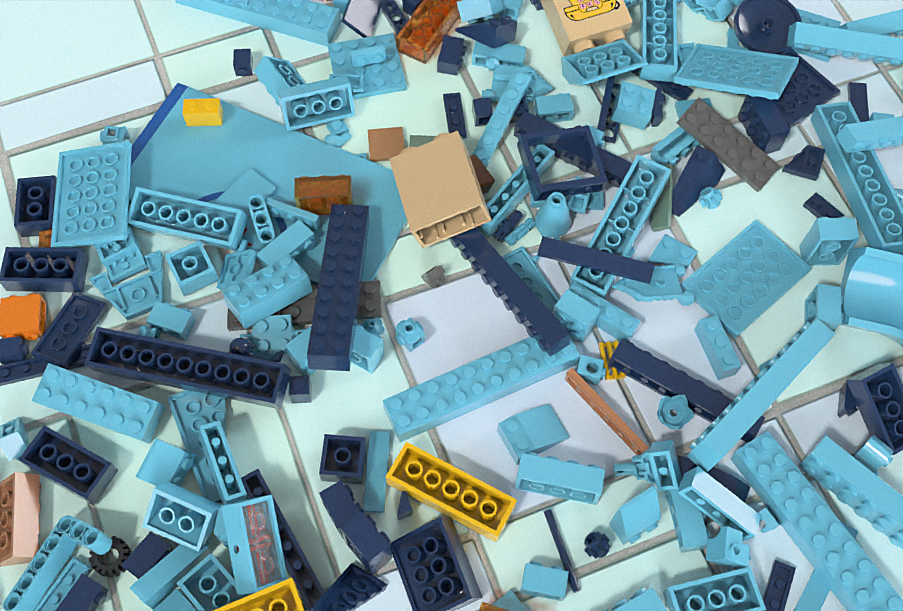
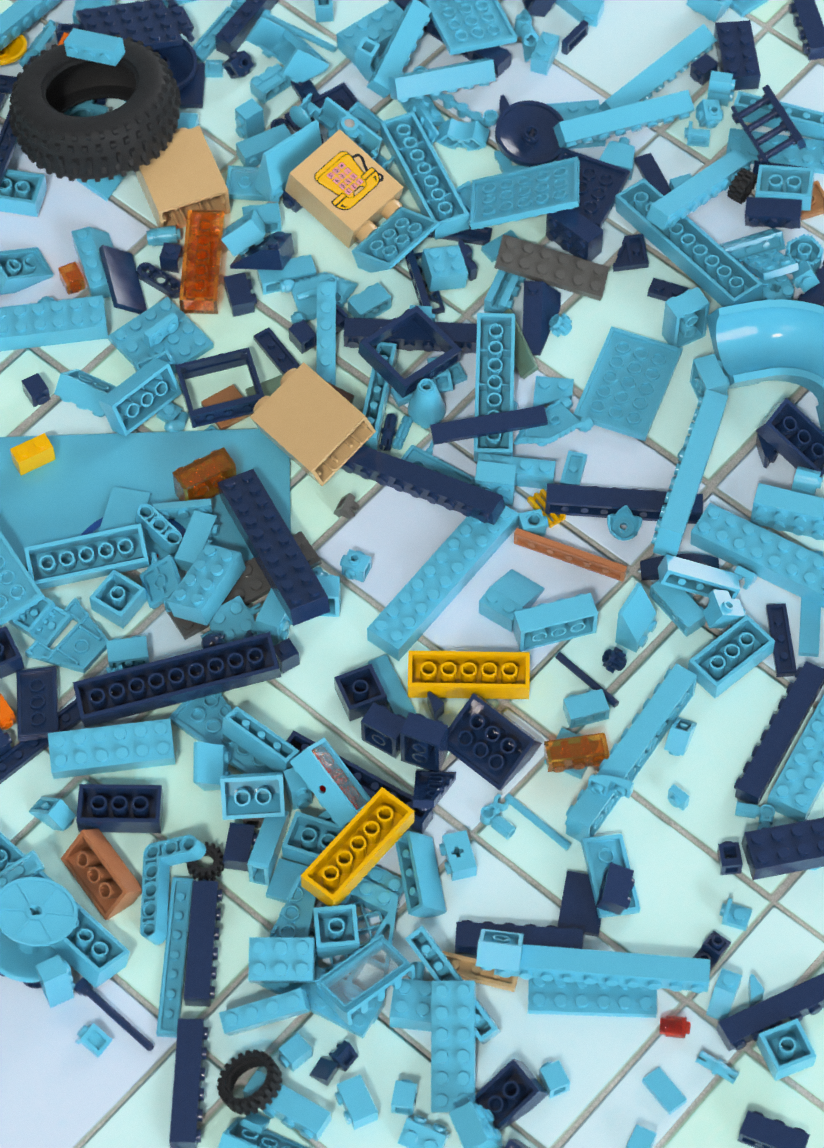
camera: 25 degrees left, 5 degrees down
(385, 101) = (225, 410): none -> dark blue window
(654, 335) = (573, 468): none -> medium azure plate
(655, 465) = (627, 572): medium azure brick -> none
(717, 347) = (633, 455): medium azure brick -> none
(837, 73) = (619, 154): none -> medium azure torso

